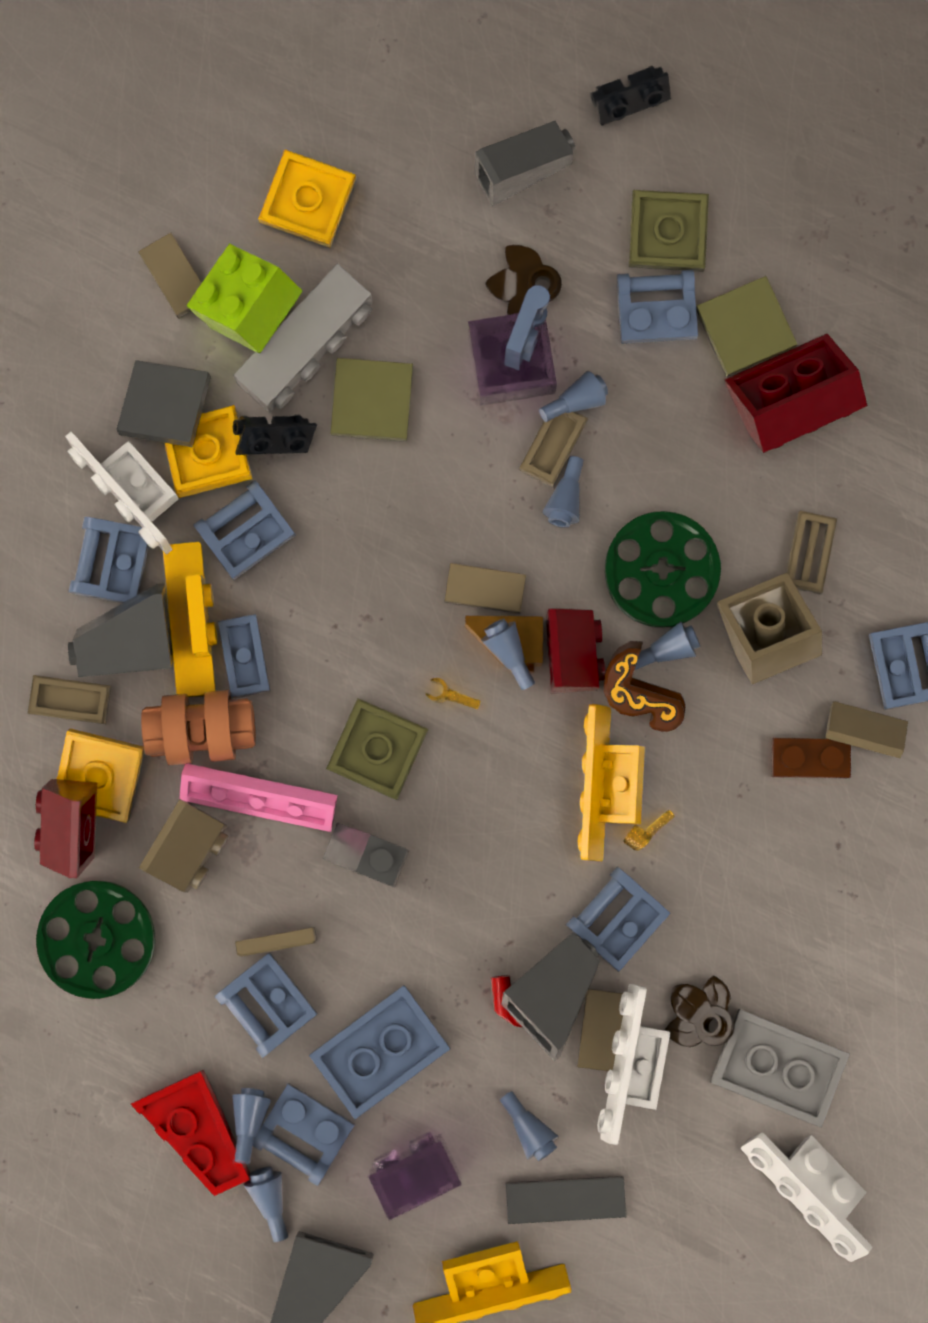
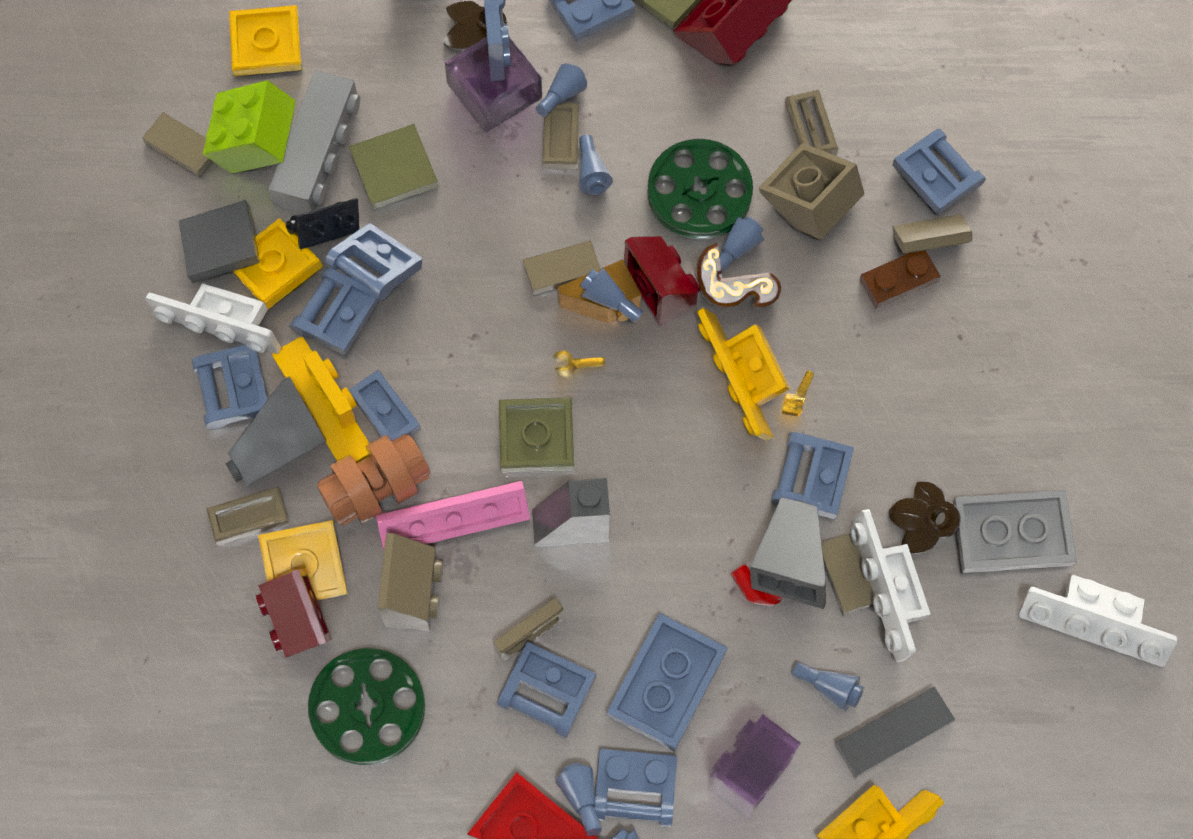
camera: 25 degrees left, 15 degrees down
(314, 492) = (379, 252): none -> sand blue plate

